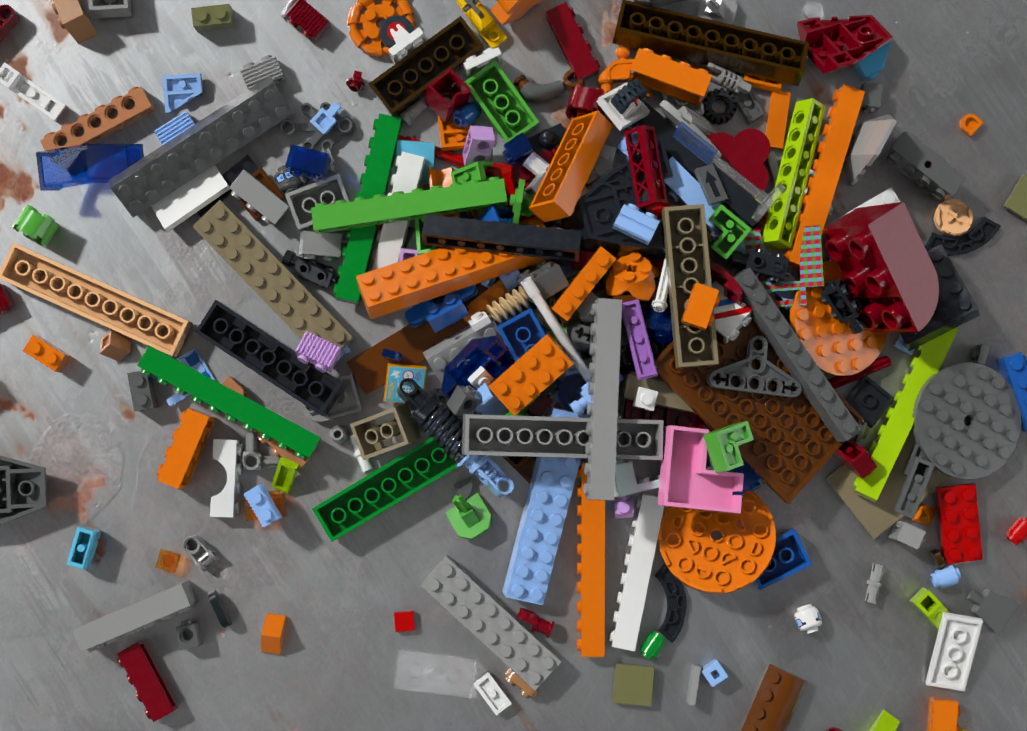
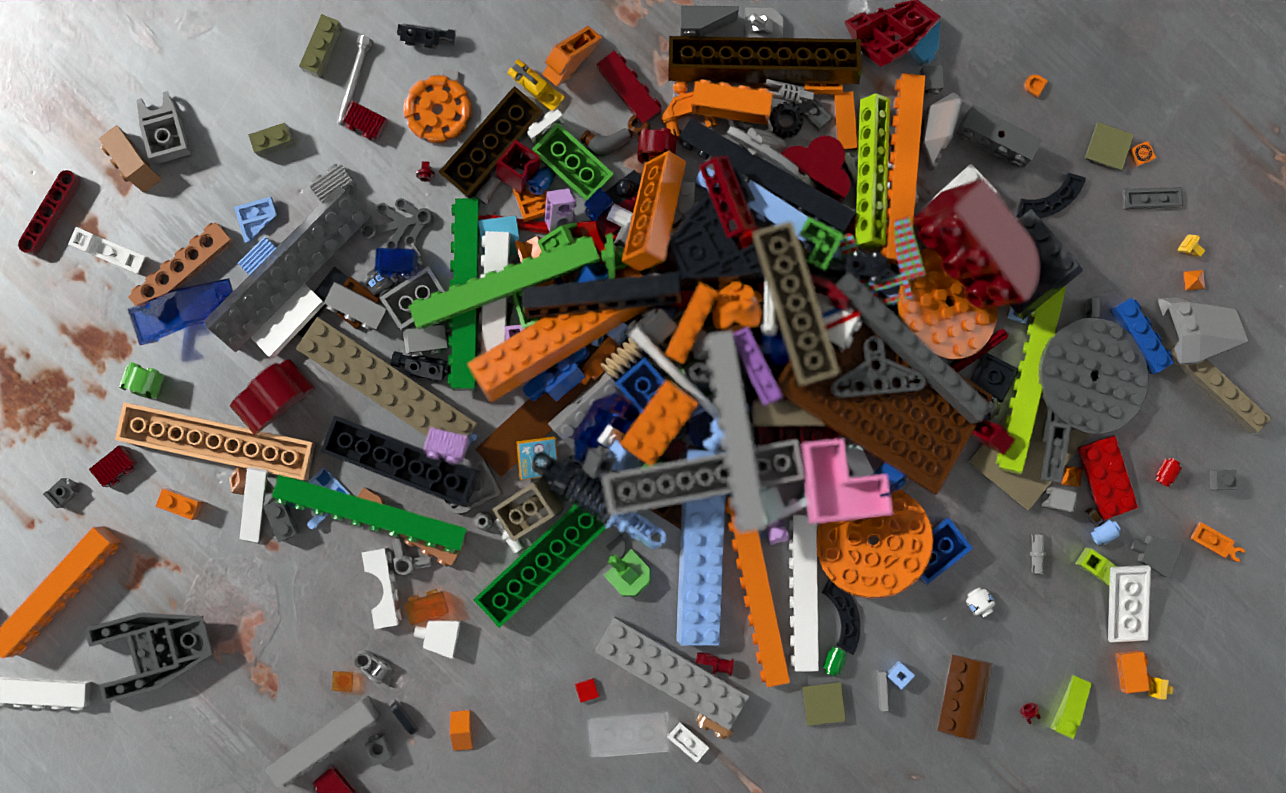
camera: 10 degrees left, 0 degrees up
(83, 547) = (257, 686): medium azure brick -> none
(118, 369) = (253, 504): none -> white tile
(158, 266) = (271, 395): none -> dark red brick
(186, 448) = (336, 568): orange brick -> none
(263, 505) = (424, 606): light blue brick -> none
(272, 538) = (440, 636): none -> white torso
(285, 475) = (439, 572): lime tile -> none
(324, 119) = (403, 216): light blue plate -> none
(391, 354) = (518, 432): clear blue tile -> none
(400, 37) = (459, 119): plate -> none
(479, 320) = (596, 381): white plate -> none
(625, 104) = (693, 138): plate -> none
(636, 224) = (729, 253): light blue brick -> none
(645, 398) = (775, 422): white plate -> none
(700, 306) = (809, 321): orange brick -> none
(707, 153) = (785, 170): clear piece -> none
(710, 184) = (794, 199): dark grey tile -> none
(724, 443) = (861, 450): bright green panel -> none
(838, 293) = (948, 289): black brick -> none
(953, 217) = (1038, 180): light nougat tile -> none

